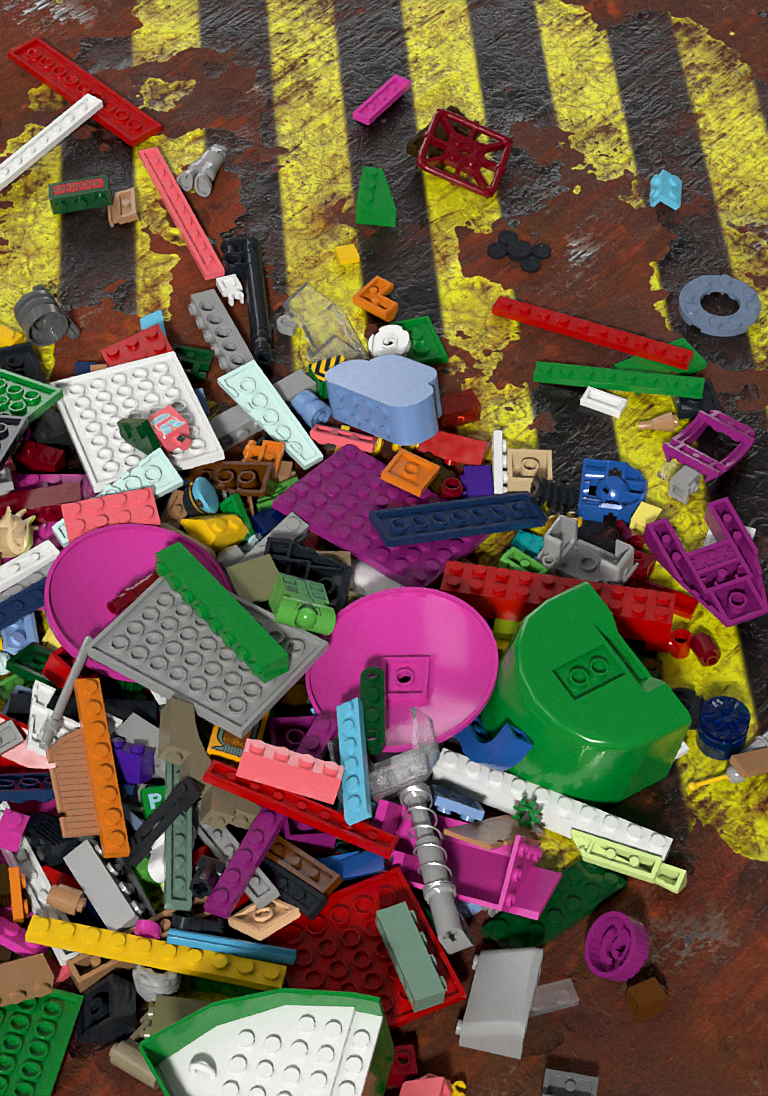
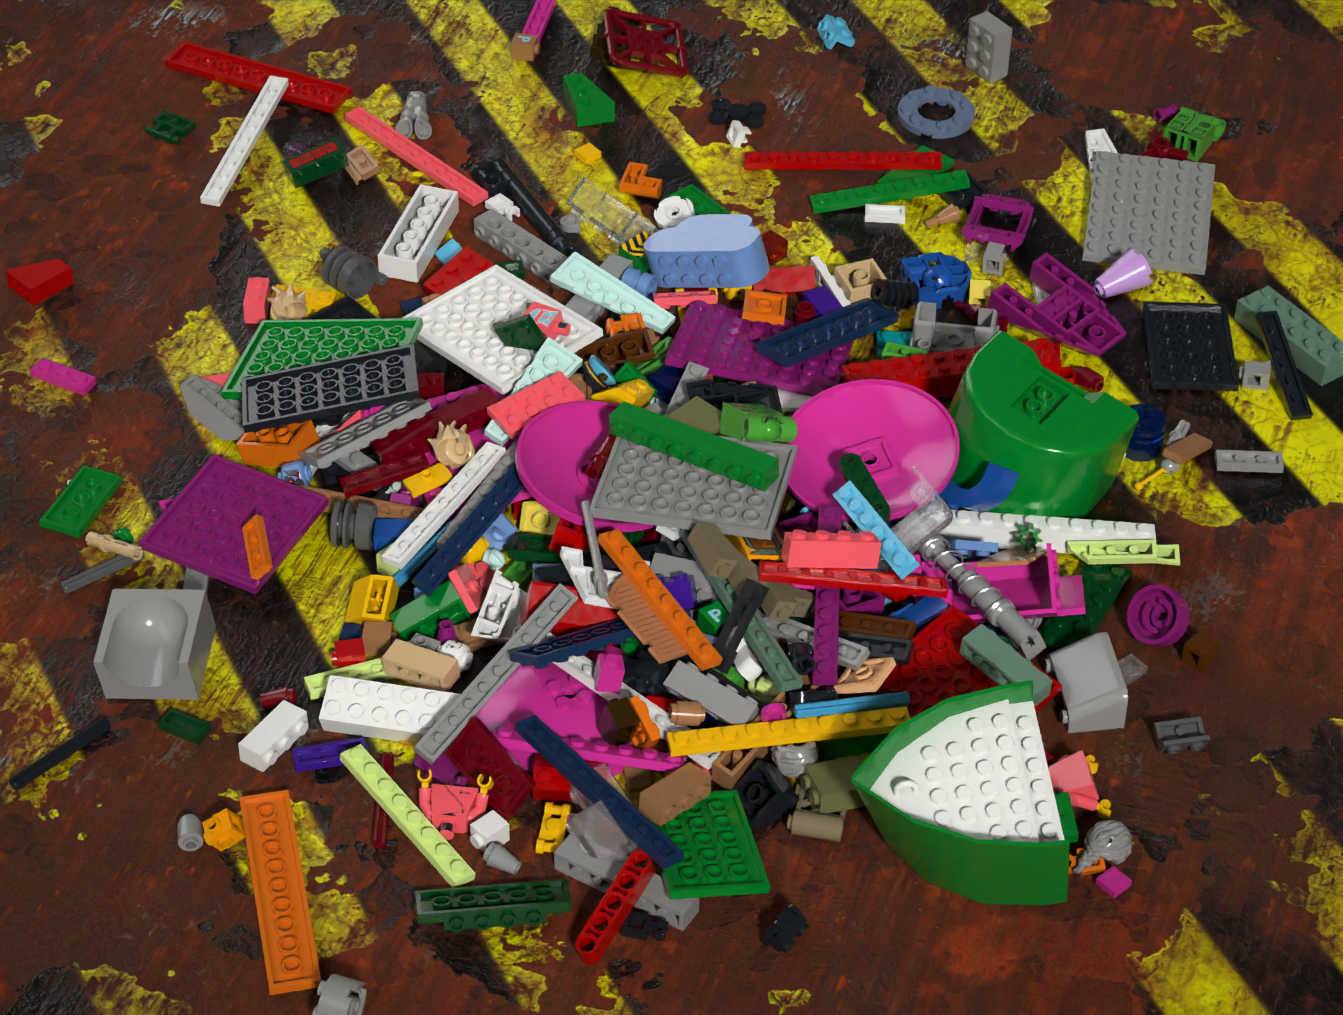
camera: 20 degrees left, 5 degrees down
(69, 173) = (293, 148): none -> clear purple brick
(131, 295) = (418, 233): none -> white brick
(350, 125) = (525, 47): none -> medium nougat brick
(503, 274) = (737, 133): none -> white tile

